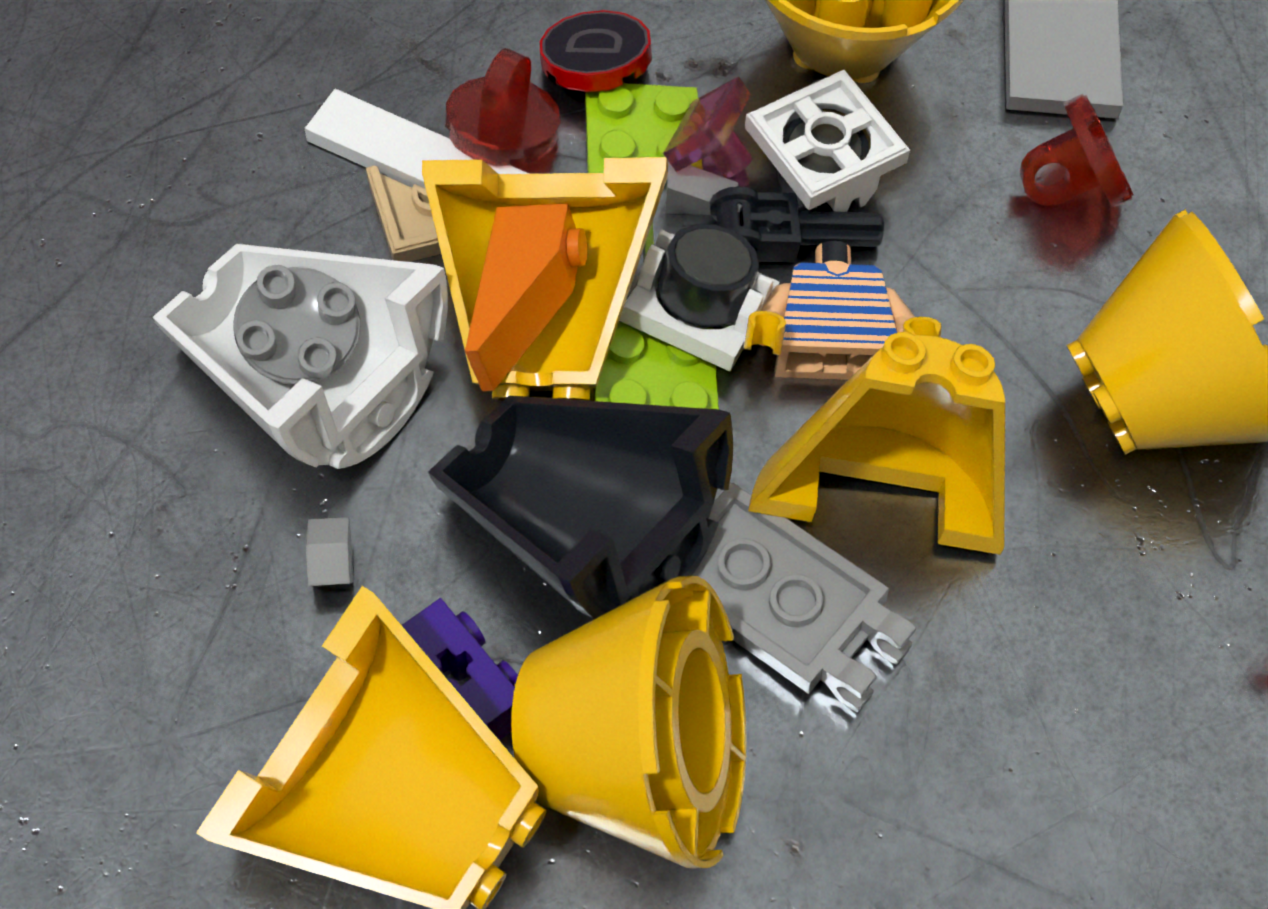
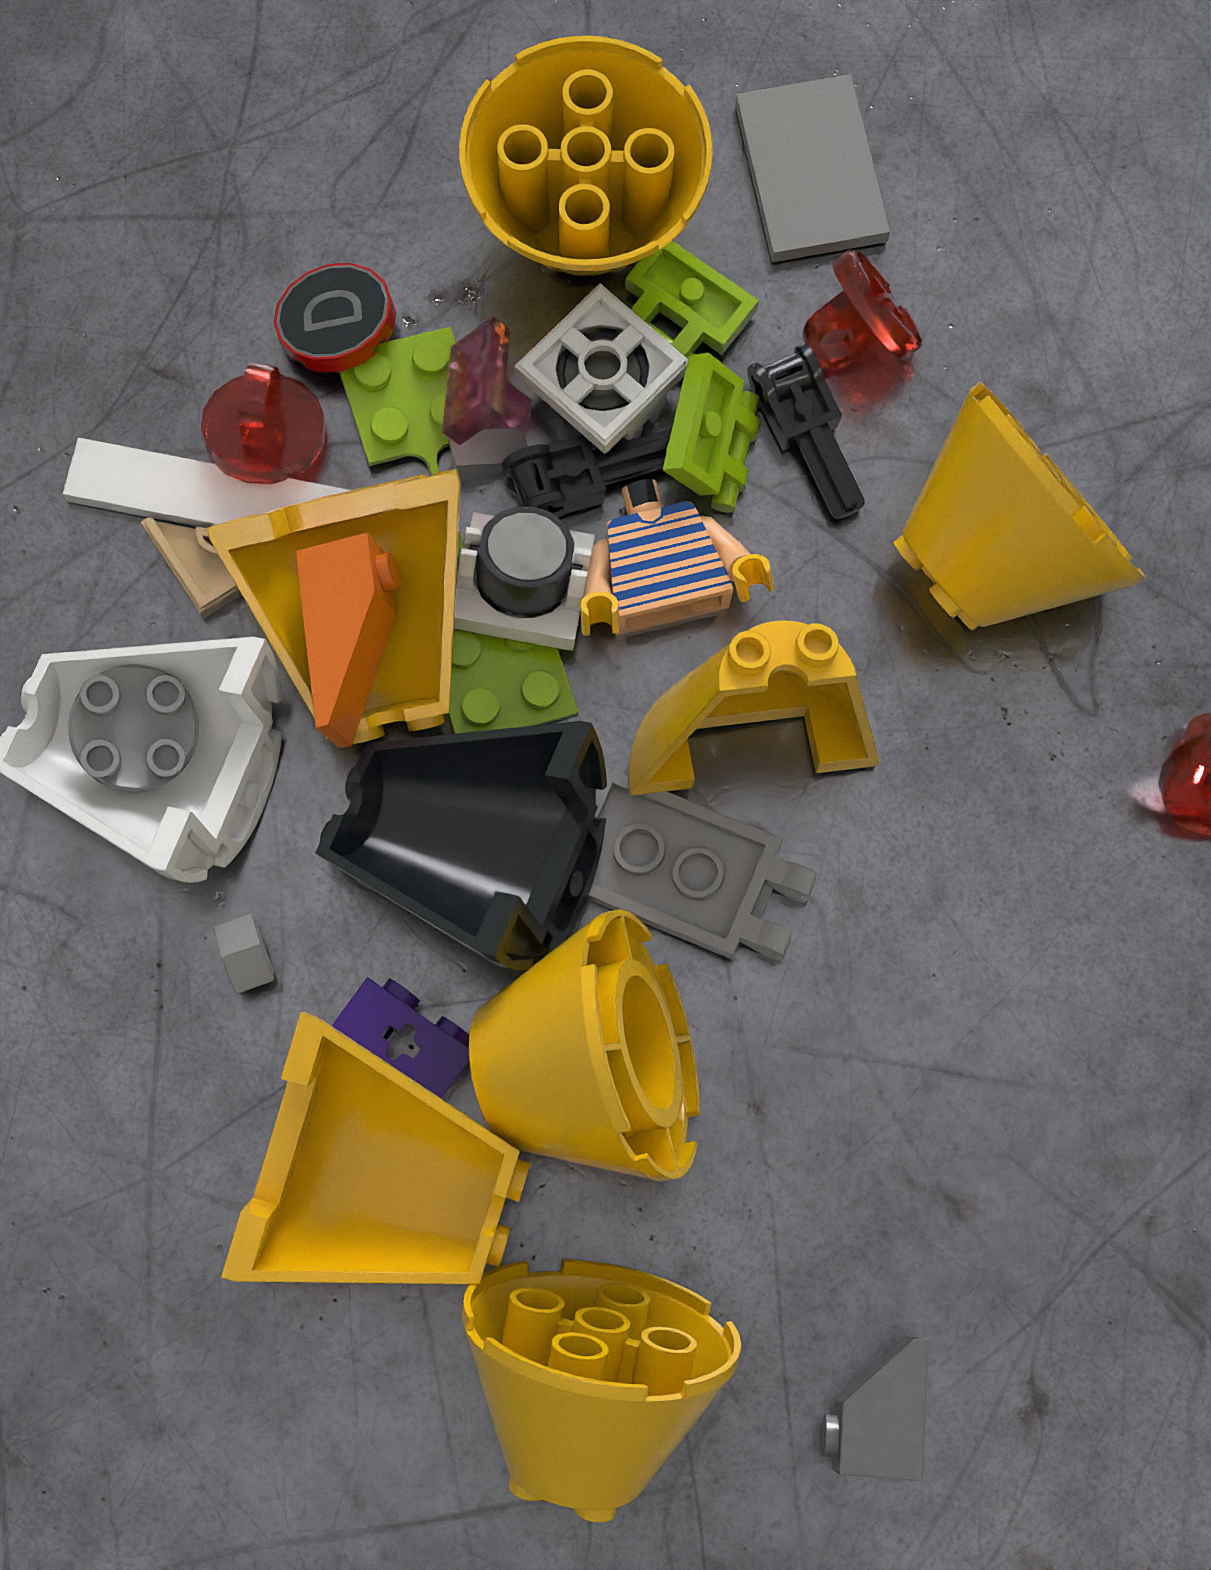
camera: 15 degrees left, 15 degrees up
(915, 218) = (712, 432): none -> lime plate
(926, 114) = (691, 296): none -> lime plate
(1008, 232) = (803, 414): none -> black connector

